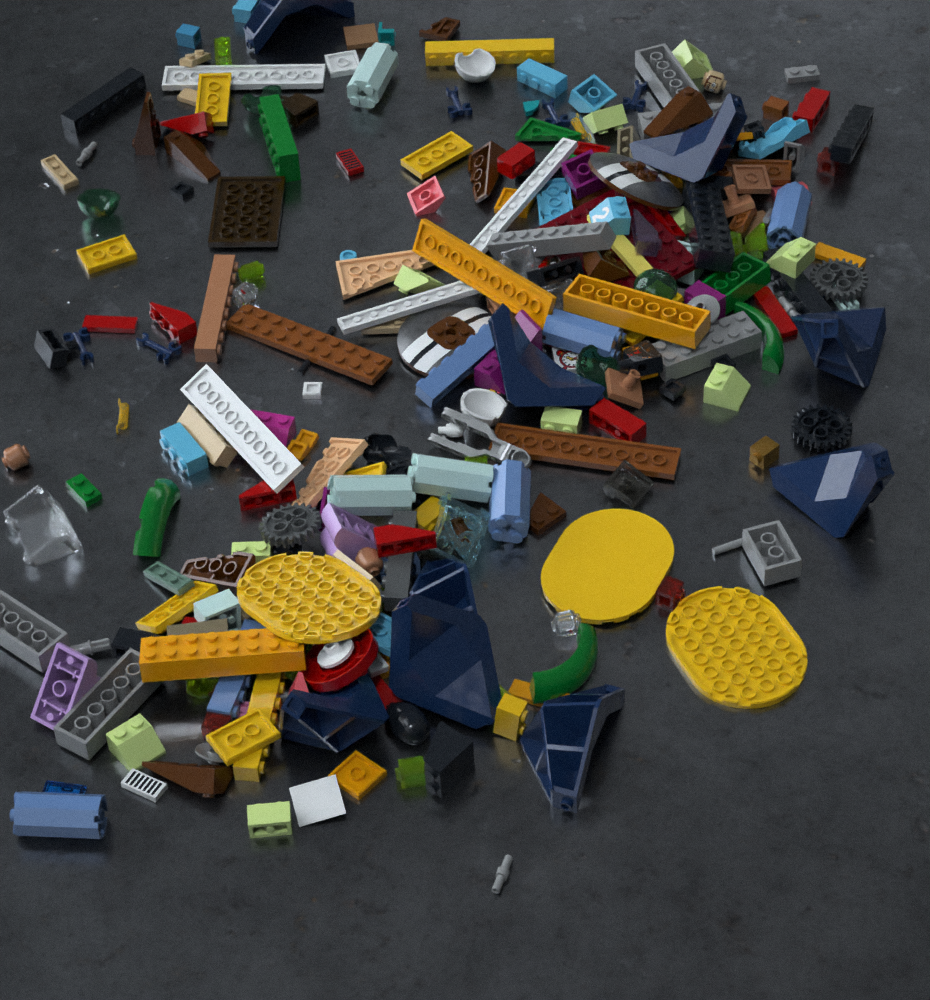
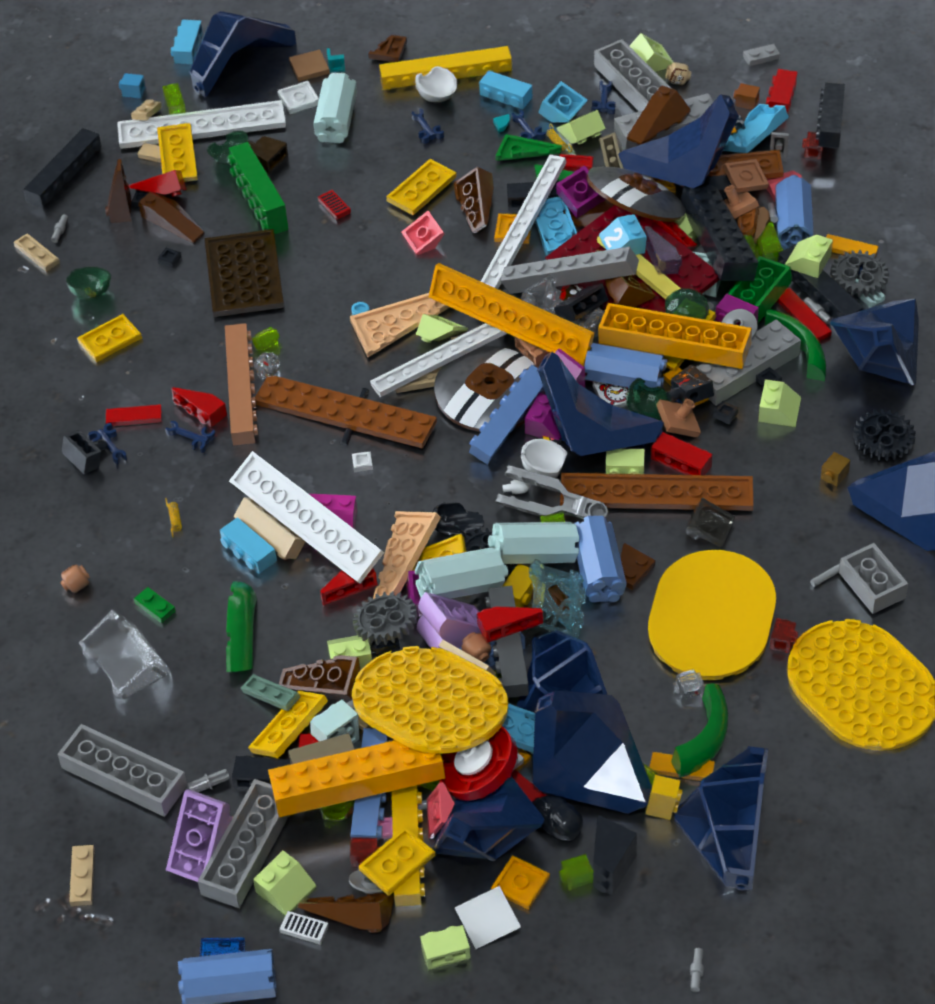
camera: 10 degrees left, 5 degrees up
(303, 444) = (368, 522): light orange slope -> none
(516, 160) = (507, 185): red brick -> none

